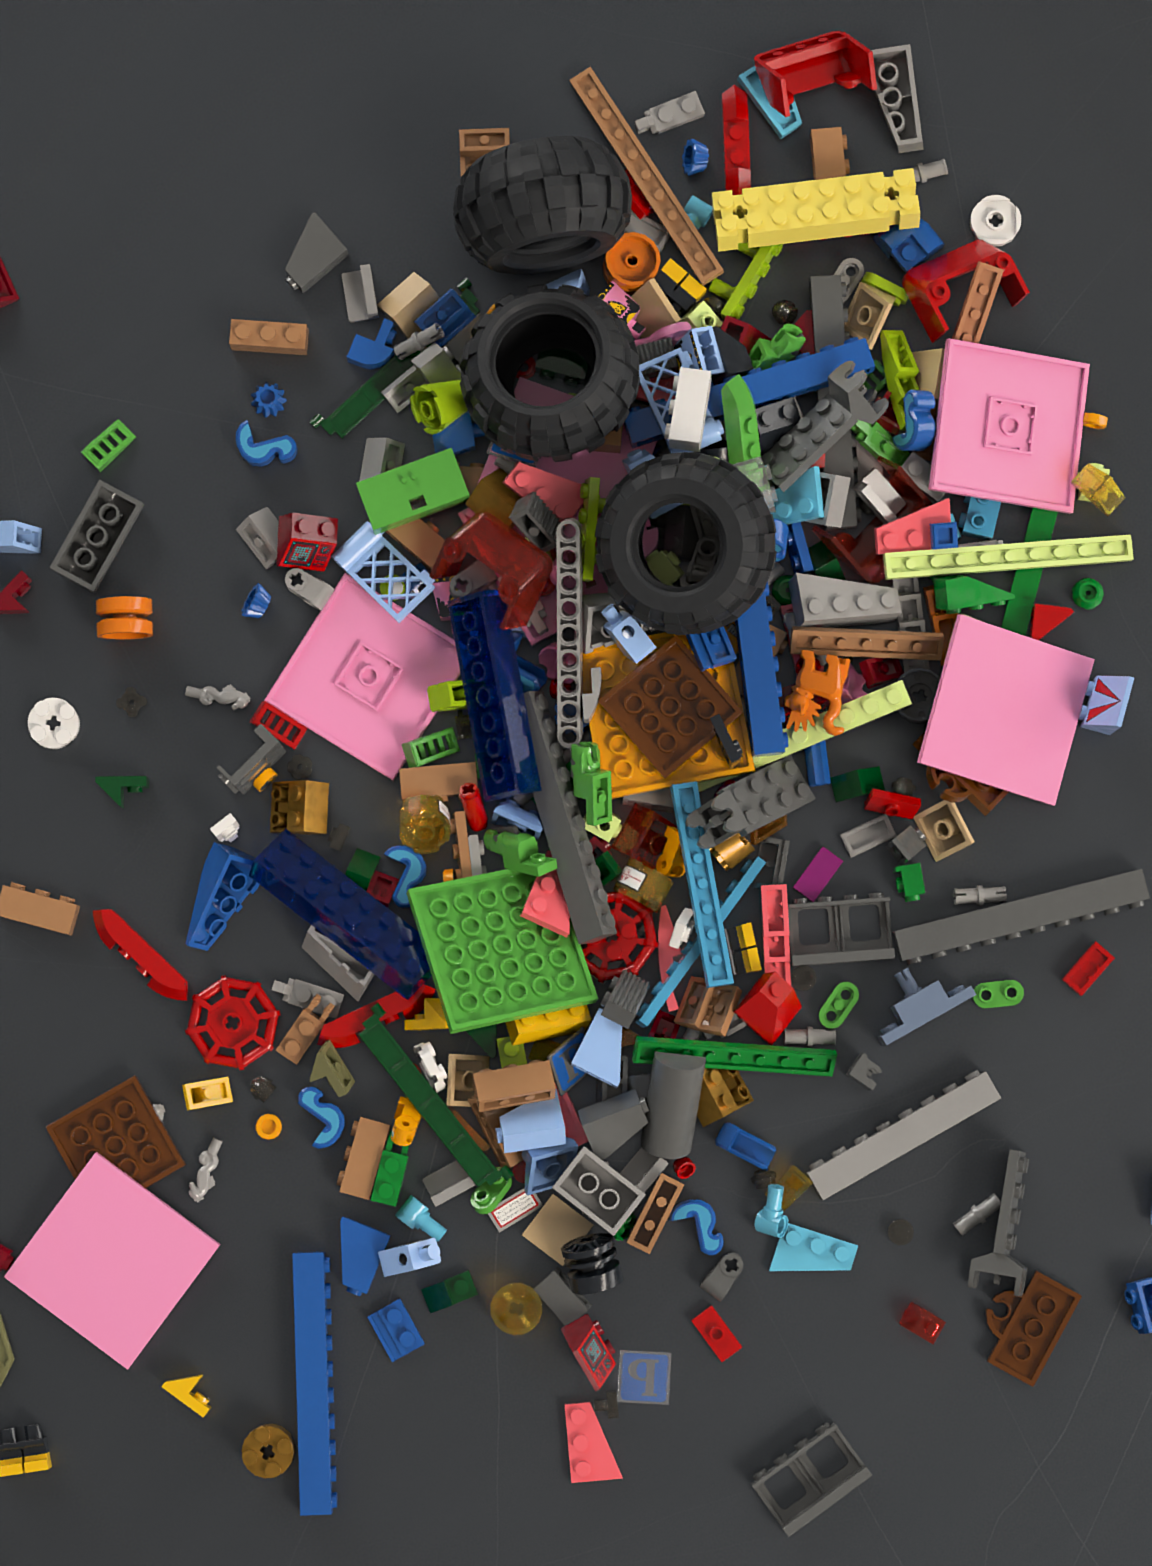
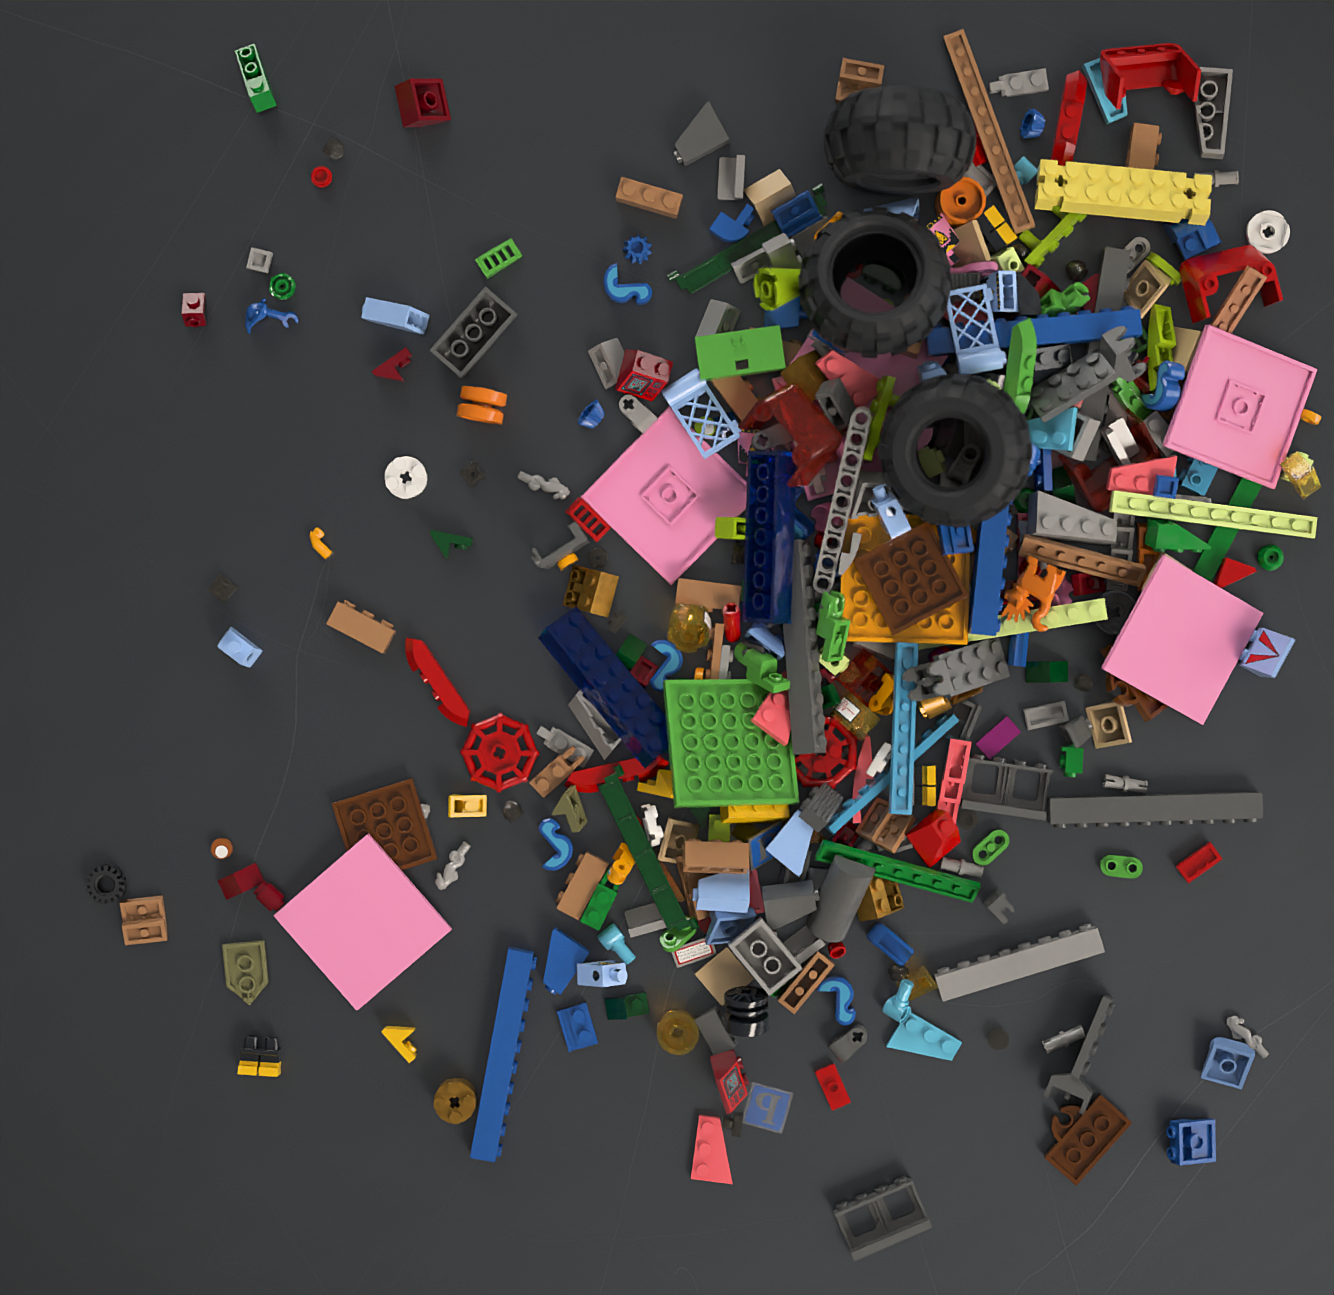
camera: 15 degrees right, 5 degrees up
(220, 893) = (511, 646): blue wedge -> none
(226, 829) = (528, 597): white hinge -> none
(268, 1126) = (510, 842): light orange tile -> none
(415, 751) = (694, 569): bright green slope -> none
(418, 341) = (771, 229): light grey pin -> none
(688, 409) = (982, 338): white brick -> none
(729, 748) = (952, 625): black wing -> none
(760, 474) = (1027, 405): clear slope -> none
(892, 804) = (1072, 695): red plate -> none
(920, 1005) = (1057, 864): sand blue brick -> none
(922, 1323) = (999, 1115): clear red bracket -> none

